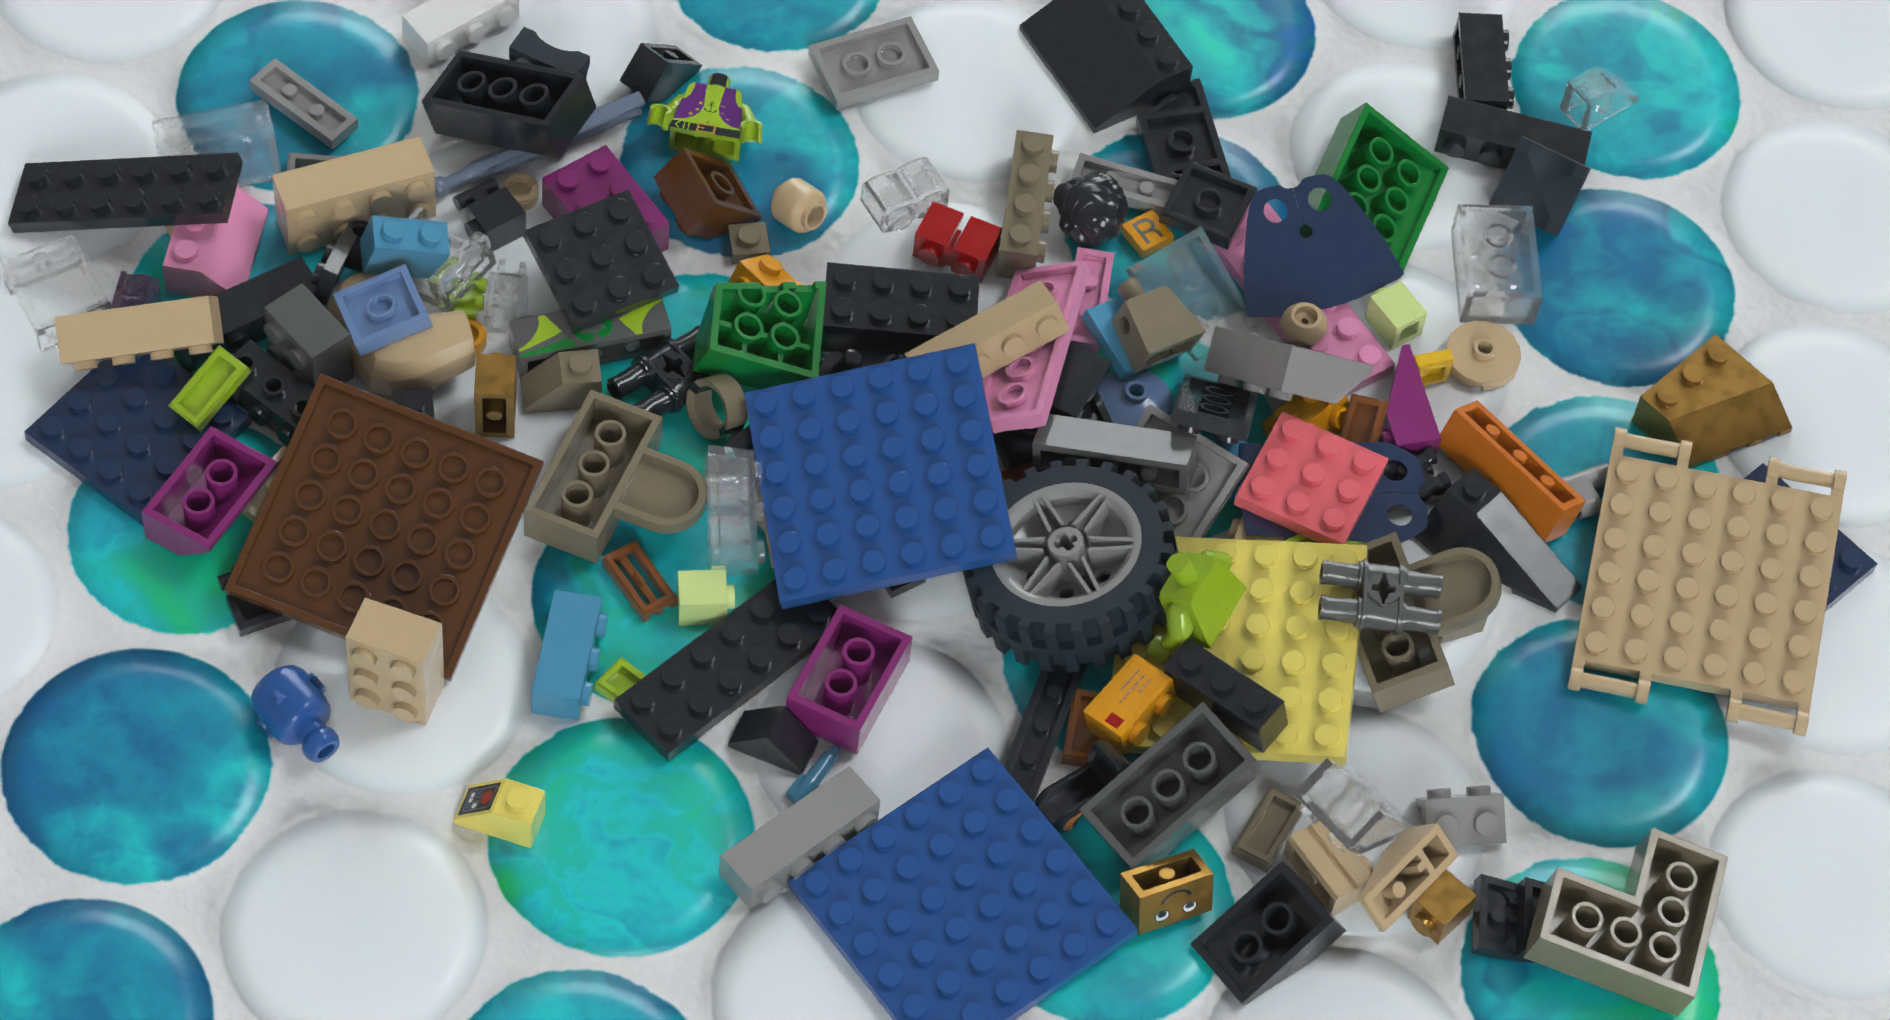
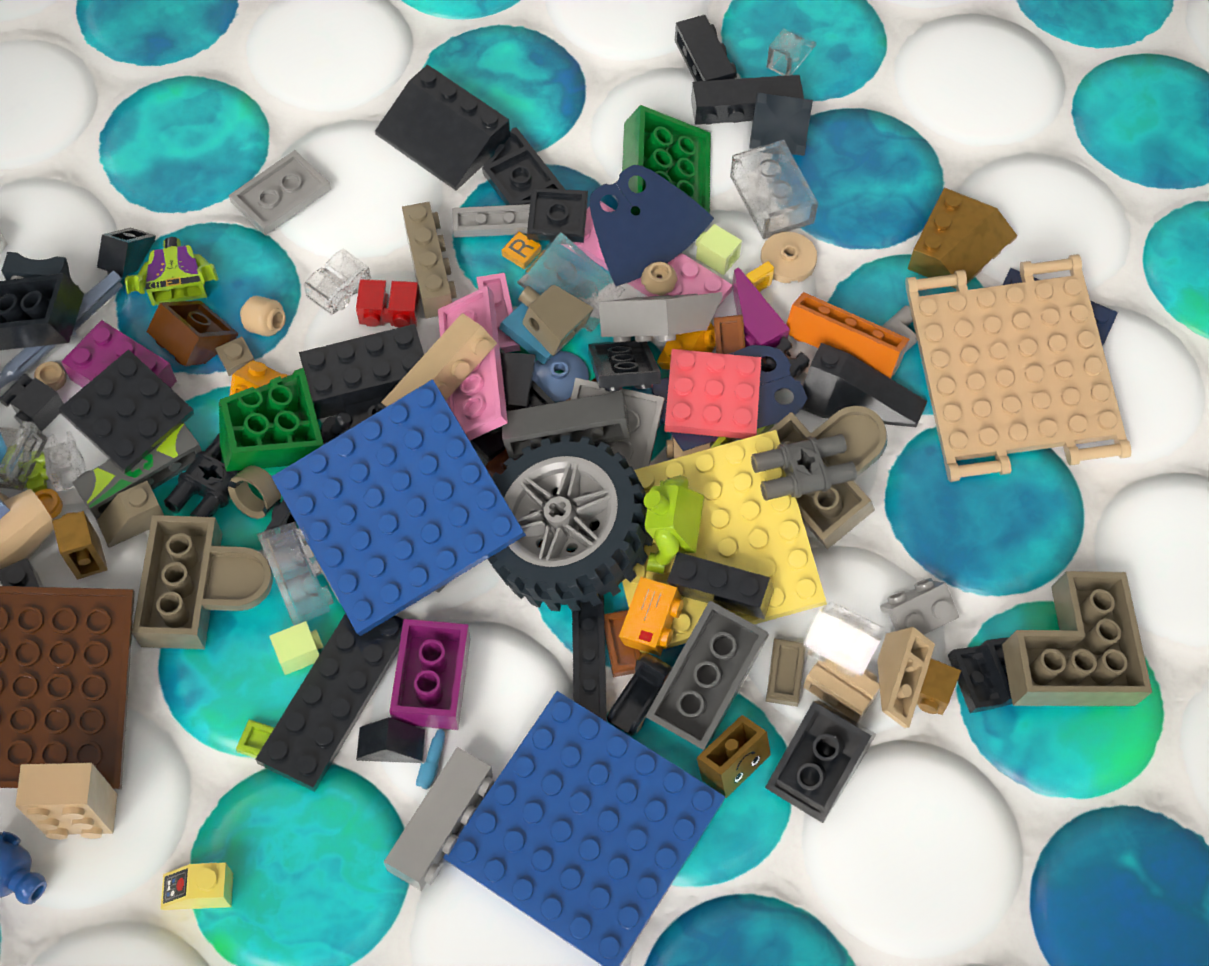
camera: 15 degrees left, 5 degrees up
(568, 655) = (207, 735): dark azure brick -> none
(654, 605) = (262, 666): dark orange tile -> none
(1091, 208) = (476, 245): black hair -> none

